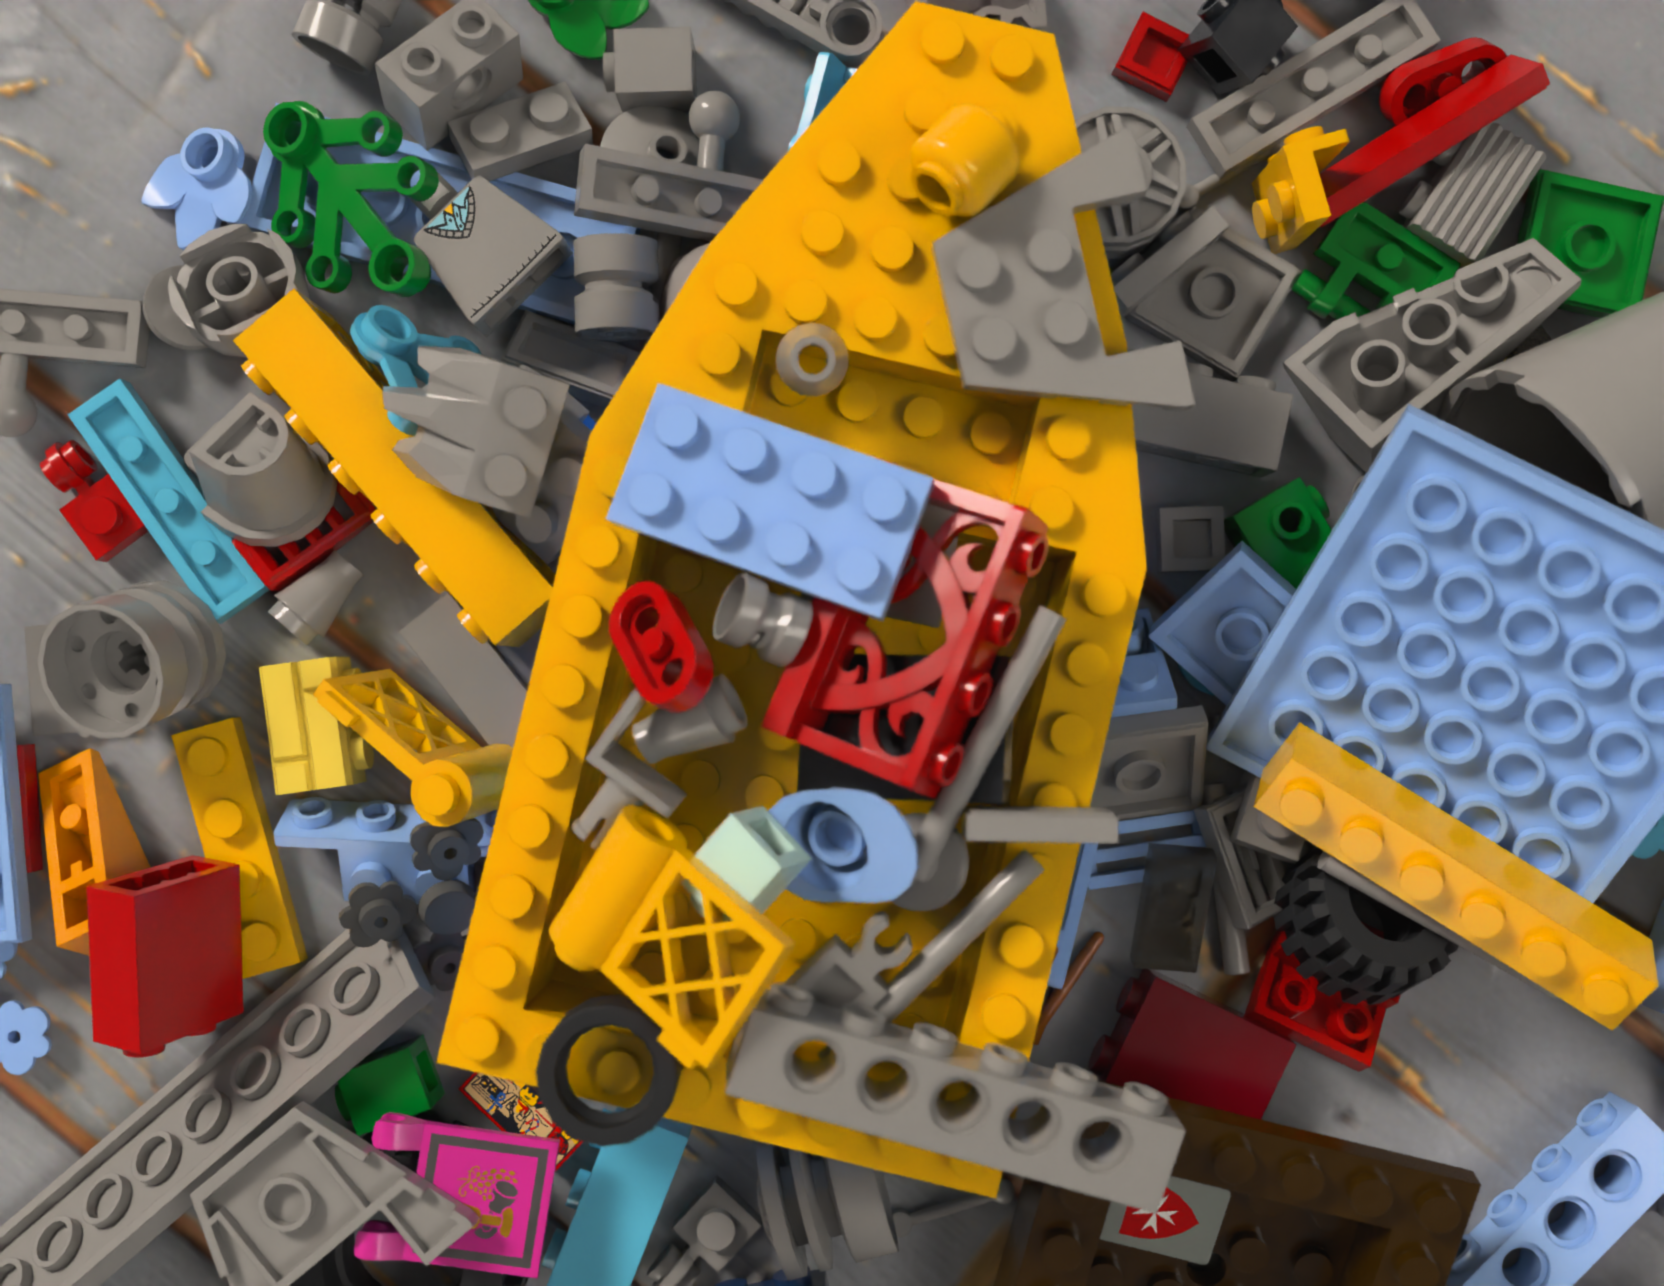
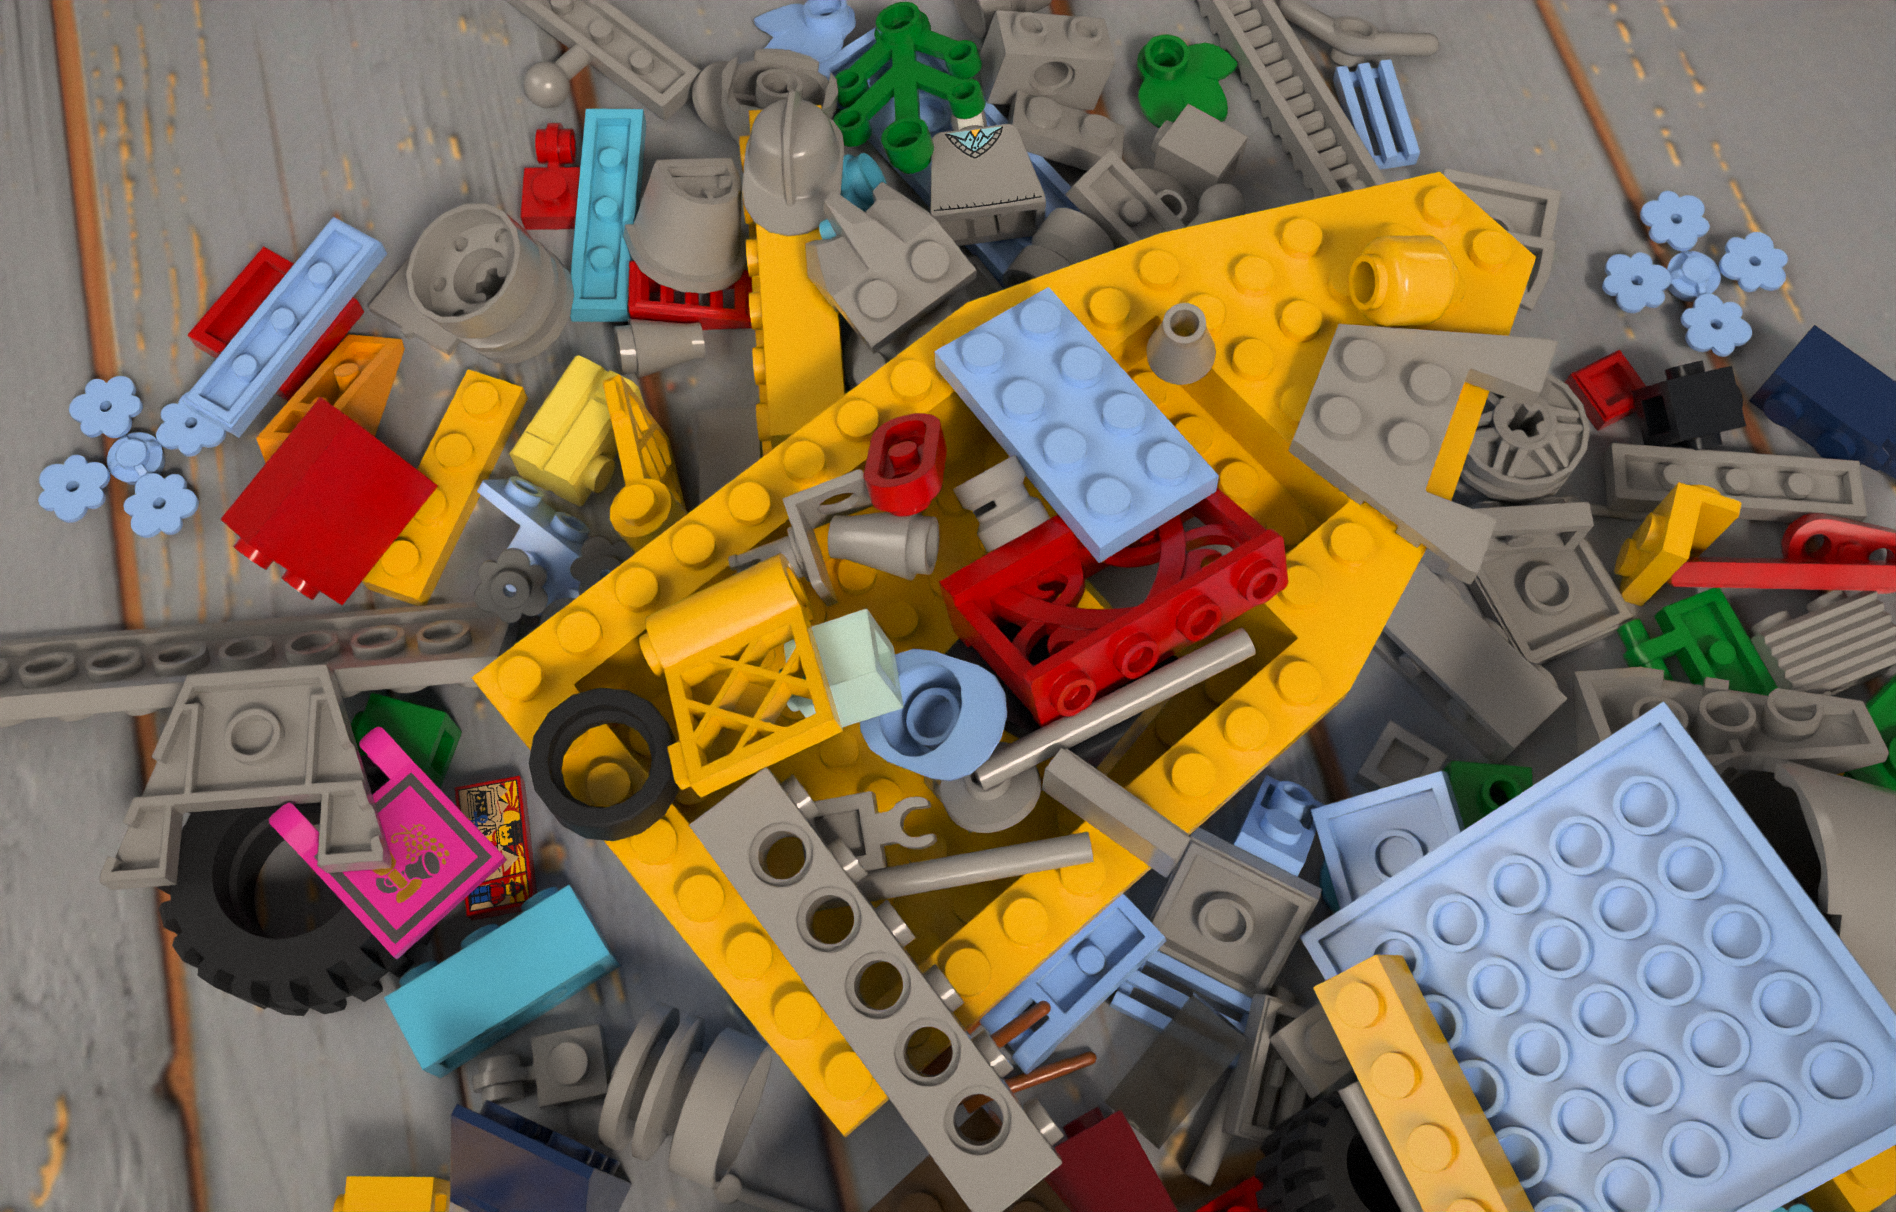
camera: 30 degrees right, 20 degrees down
(320, 375) = (791, 166): none -> light grey piece

